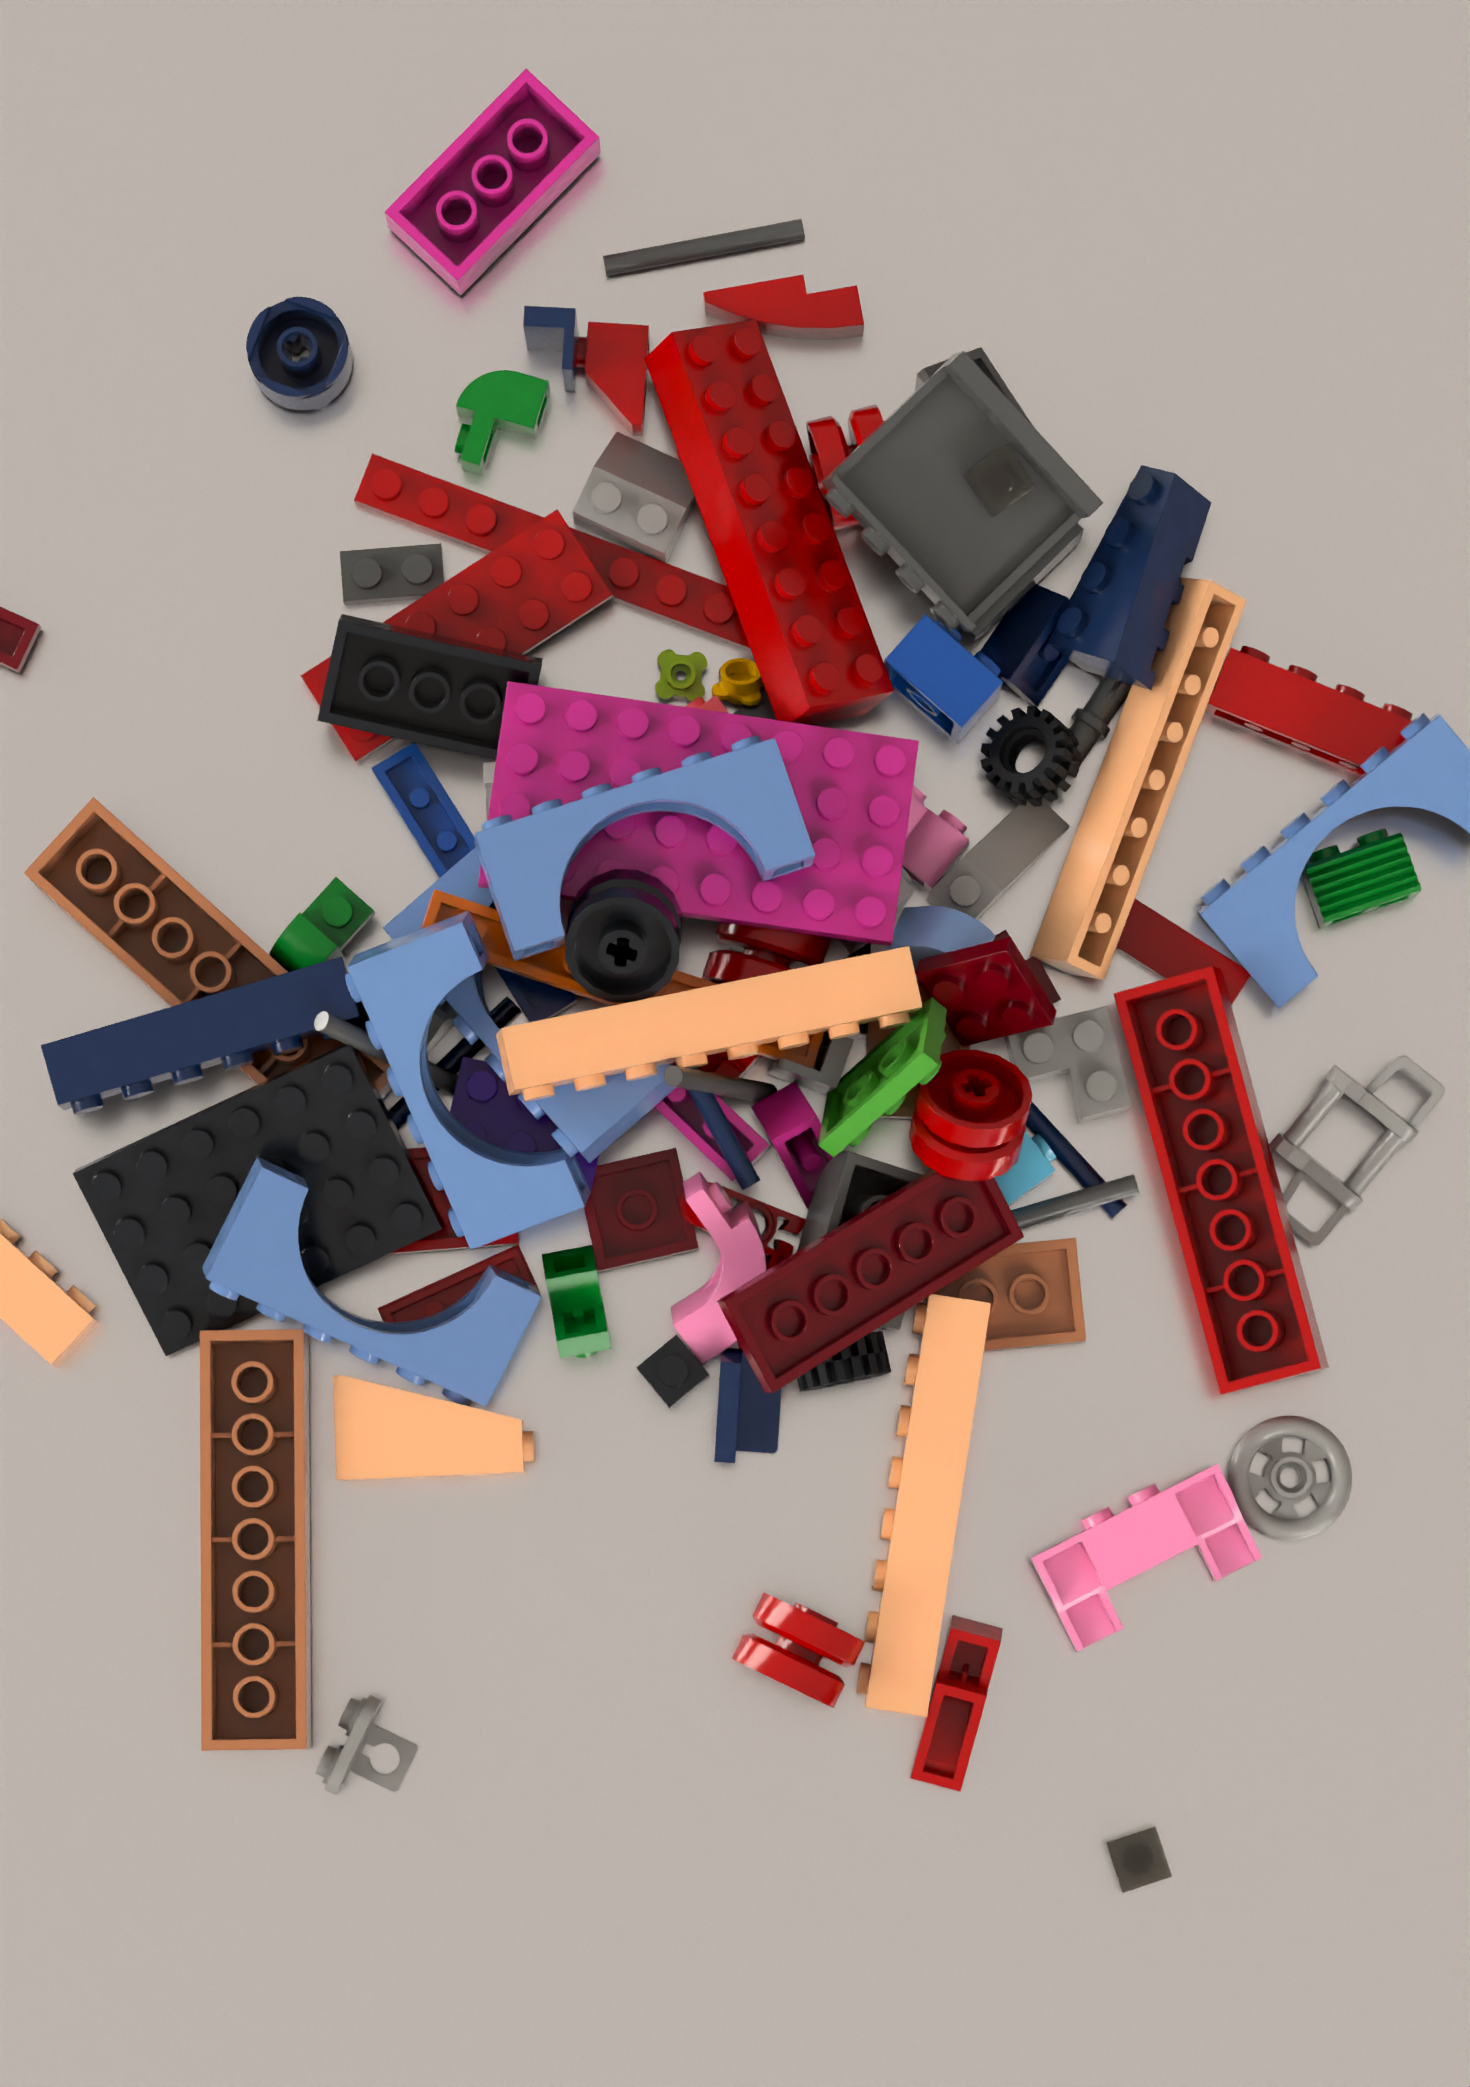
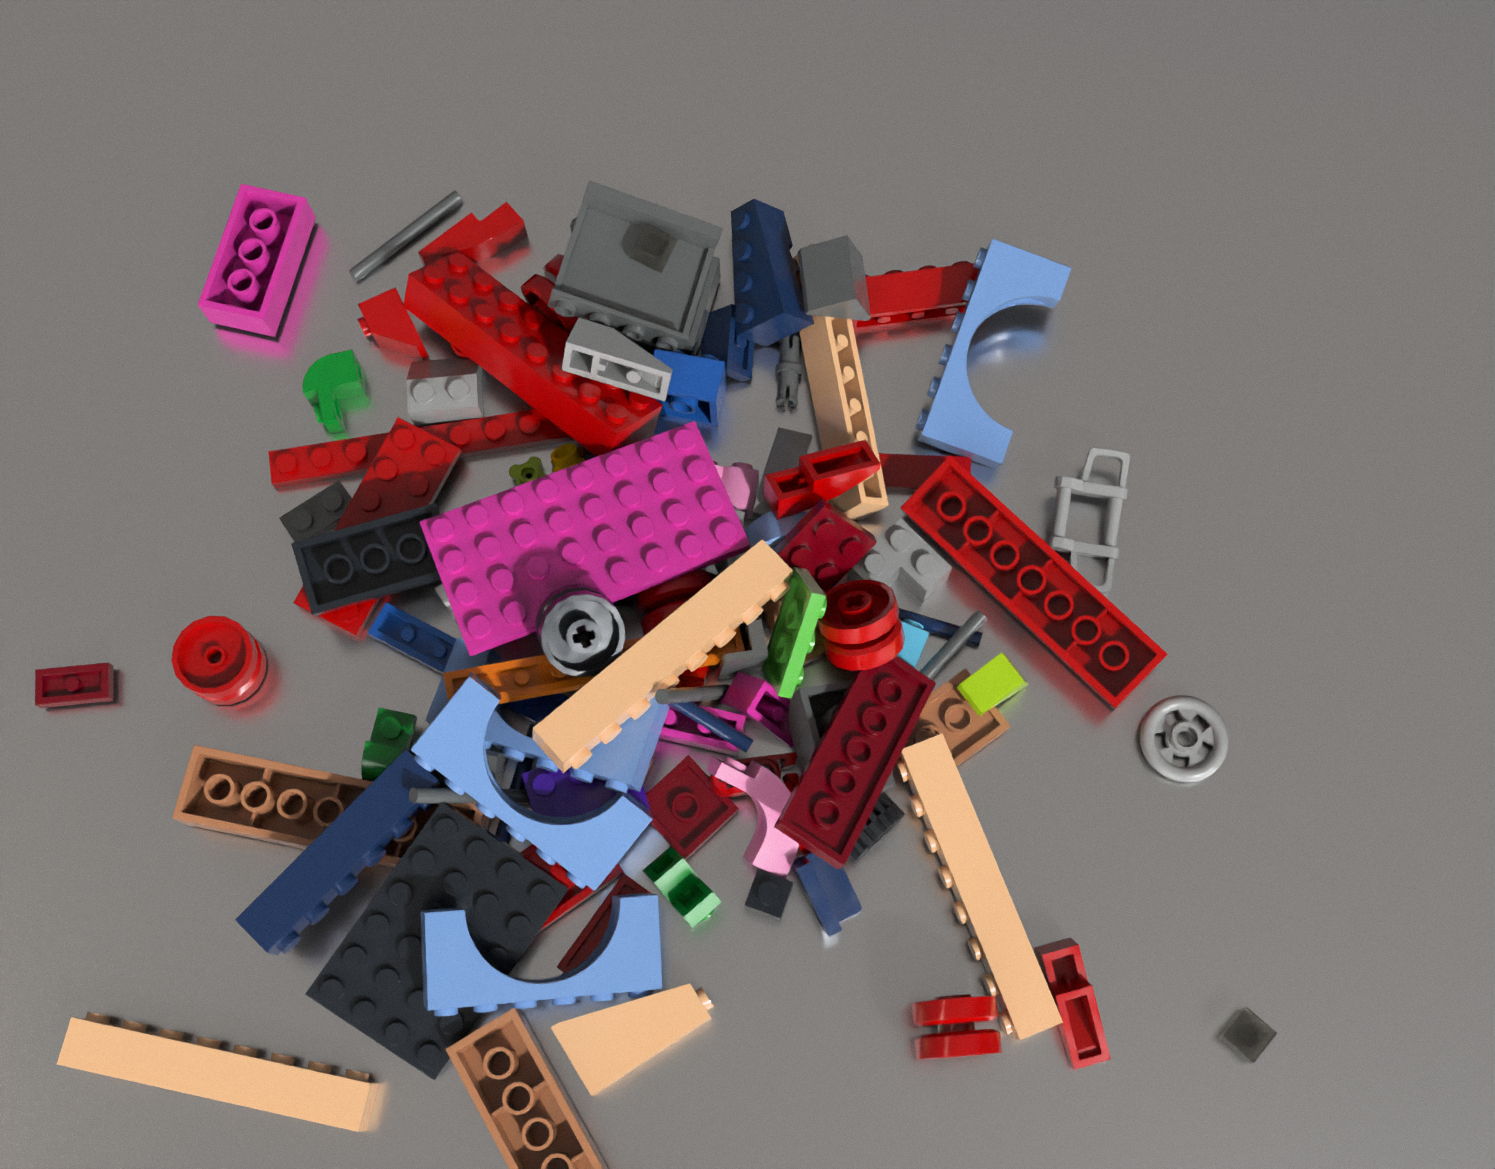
camera: 30 degrees left, 10 degrees down
(144, 702) = (219, 660): none -> red wheel
(287, 328) = (190, 416): dark blue brick -> none
(554, 331) = (339, 321): dark blue panel -> none
(736, 791) = (600, 504): medium blue arch -> none
(859, 600) = (615, 360): none -> light grey slope
(1013, 738) = (752, 394): black tyre -> none
(1031, 902) = (819, 477): none -> red slope
(1096, 1277) = (992, 684): none -> lime slope
(1126, 1544) = (1119, 830): bright pink bracket -> none
(1209, 649) = (834, 280): none -> dark grey slope
(1360, 878) = (1000, 367): green brick -> none

